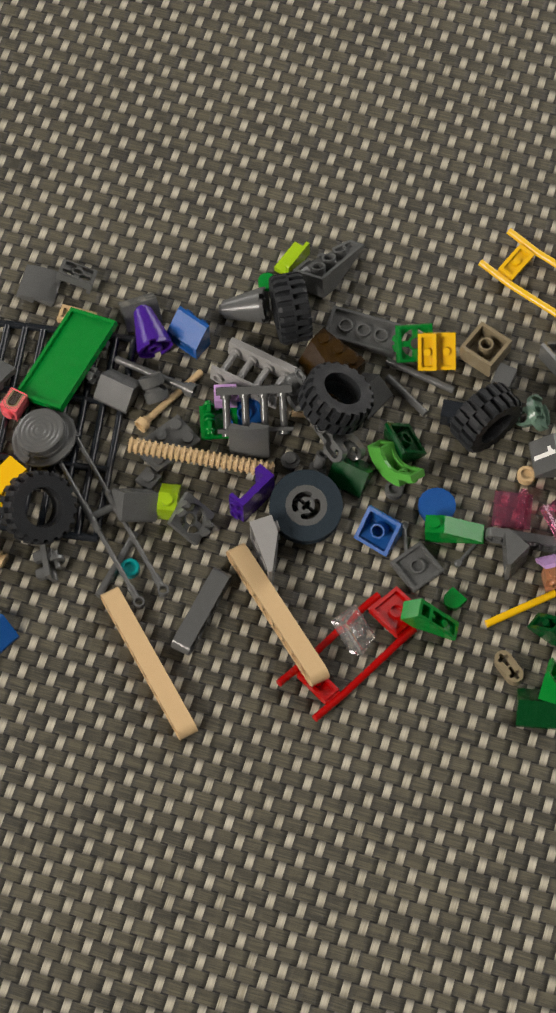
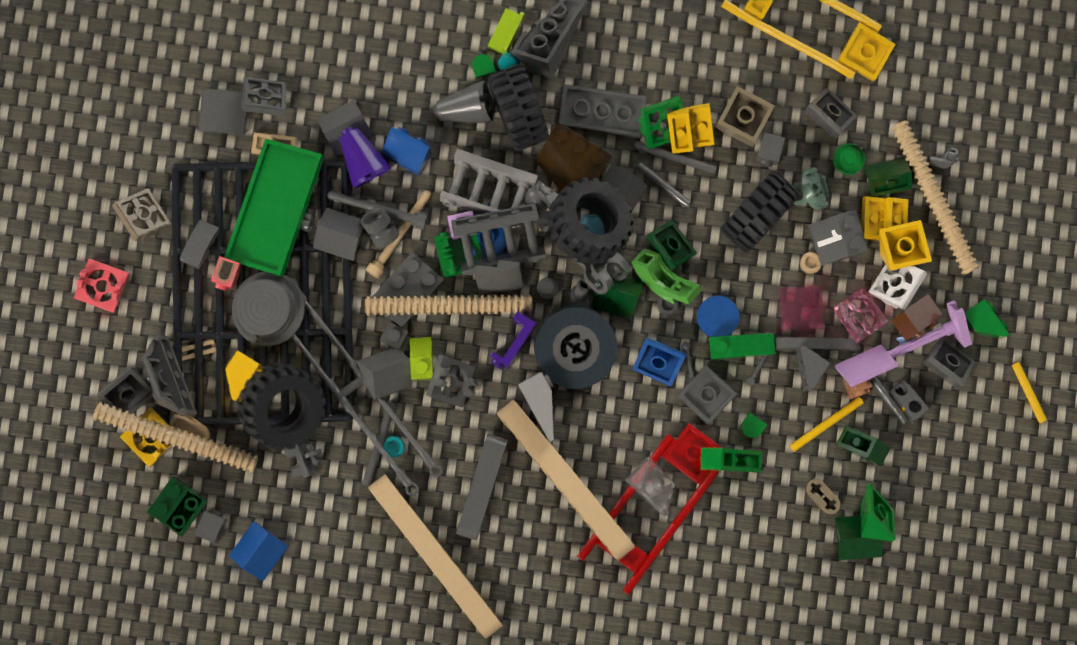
camera: 10 degrees left, 20 degrees up
(448, 410) = (720, 202): black brick -> none

